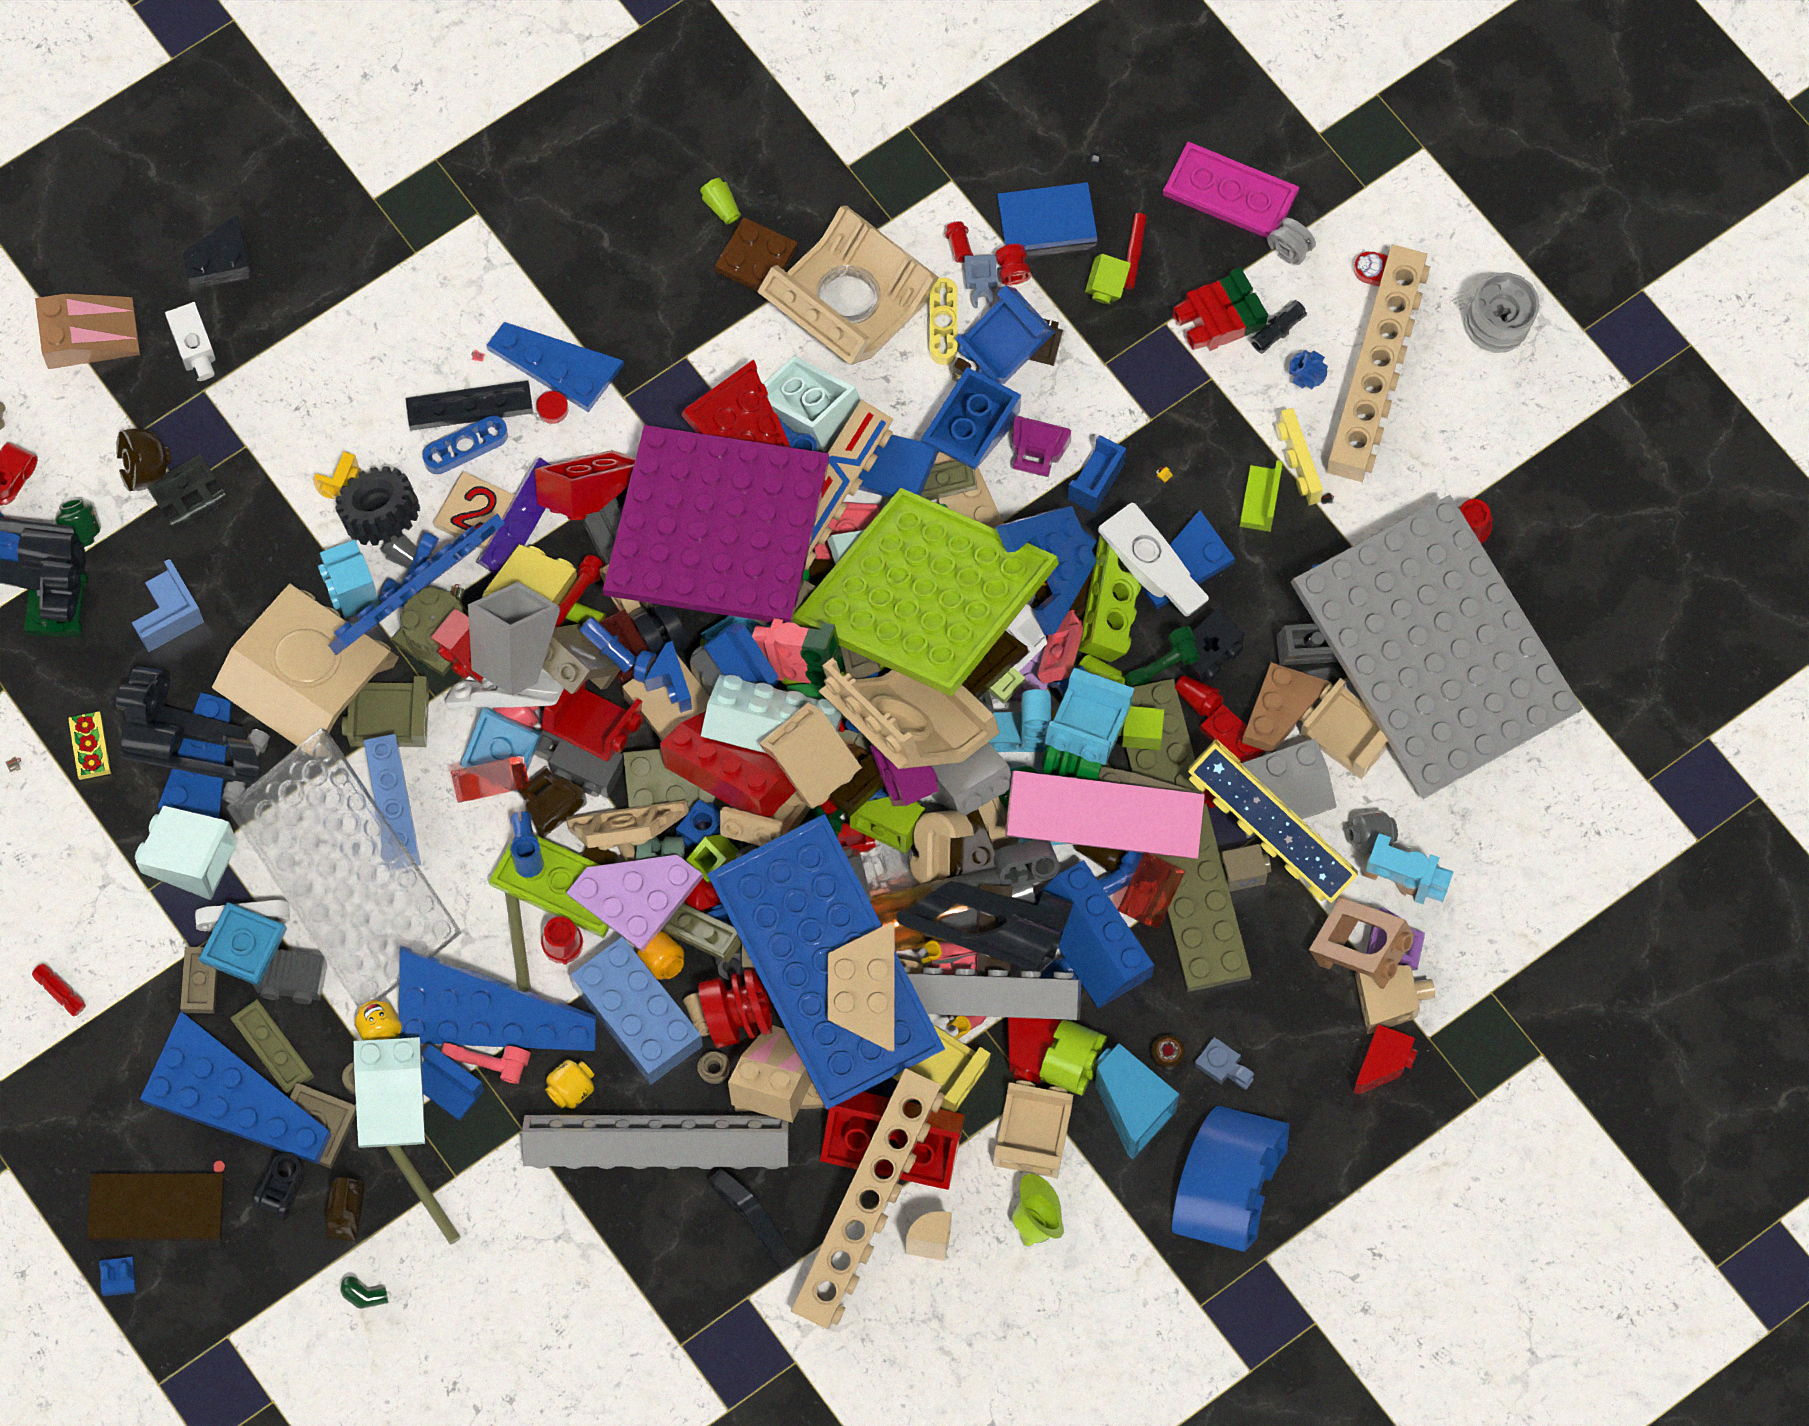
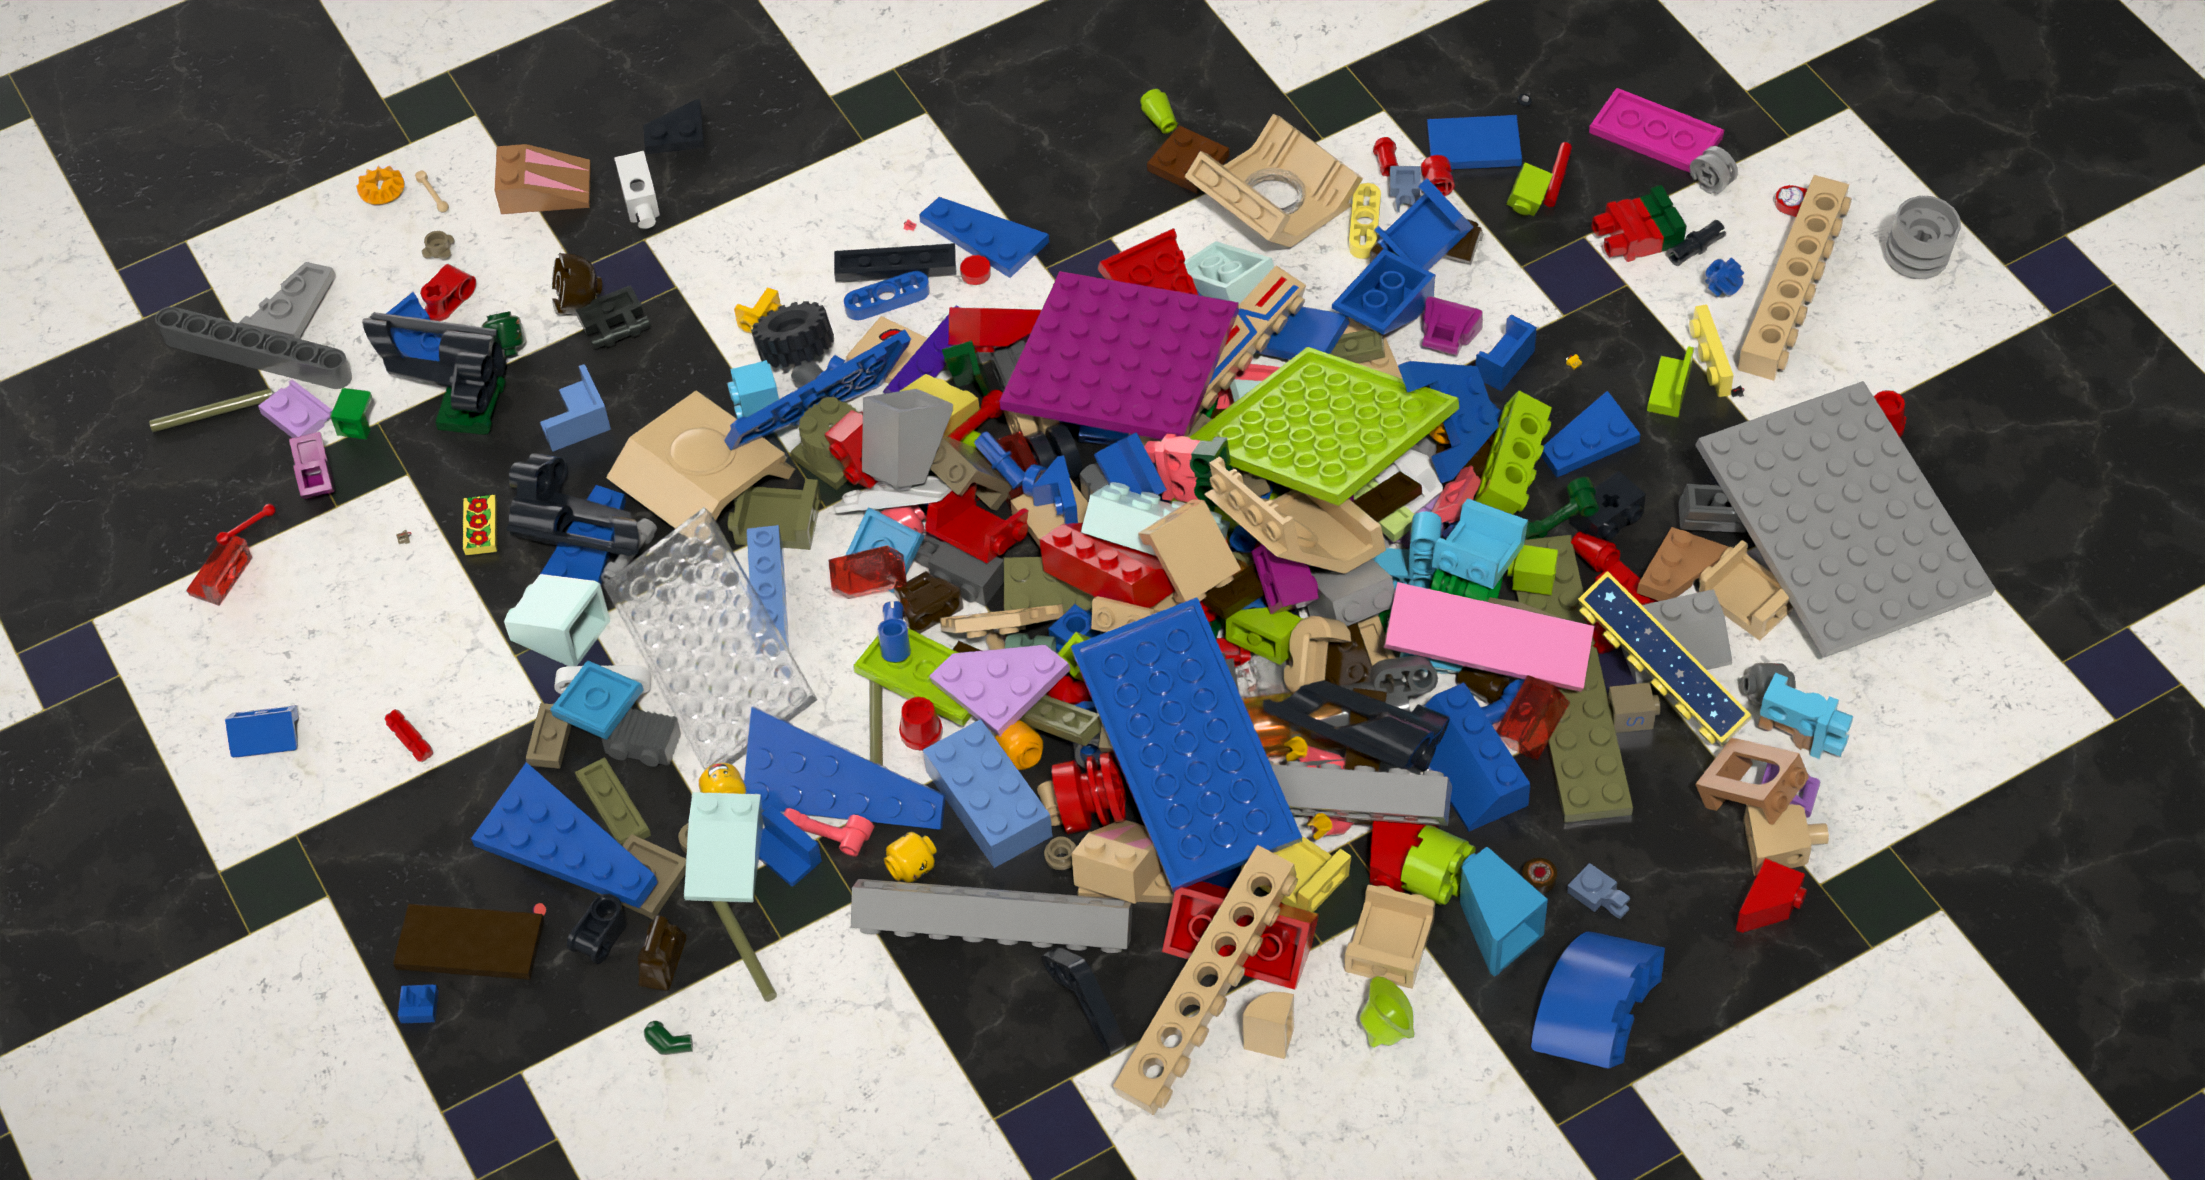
camera: 10 degrees right, 15 degrees down
(559, 531) = (966, 365): none -> dark green panel
(864, 987) = (1222, 766): tan wing -> none
(1151, 559) = (1555, 422): white piece -> none

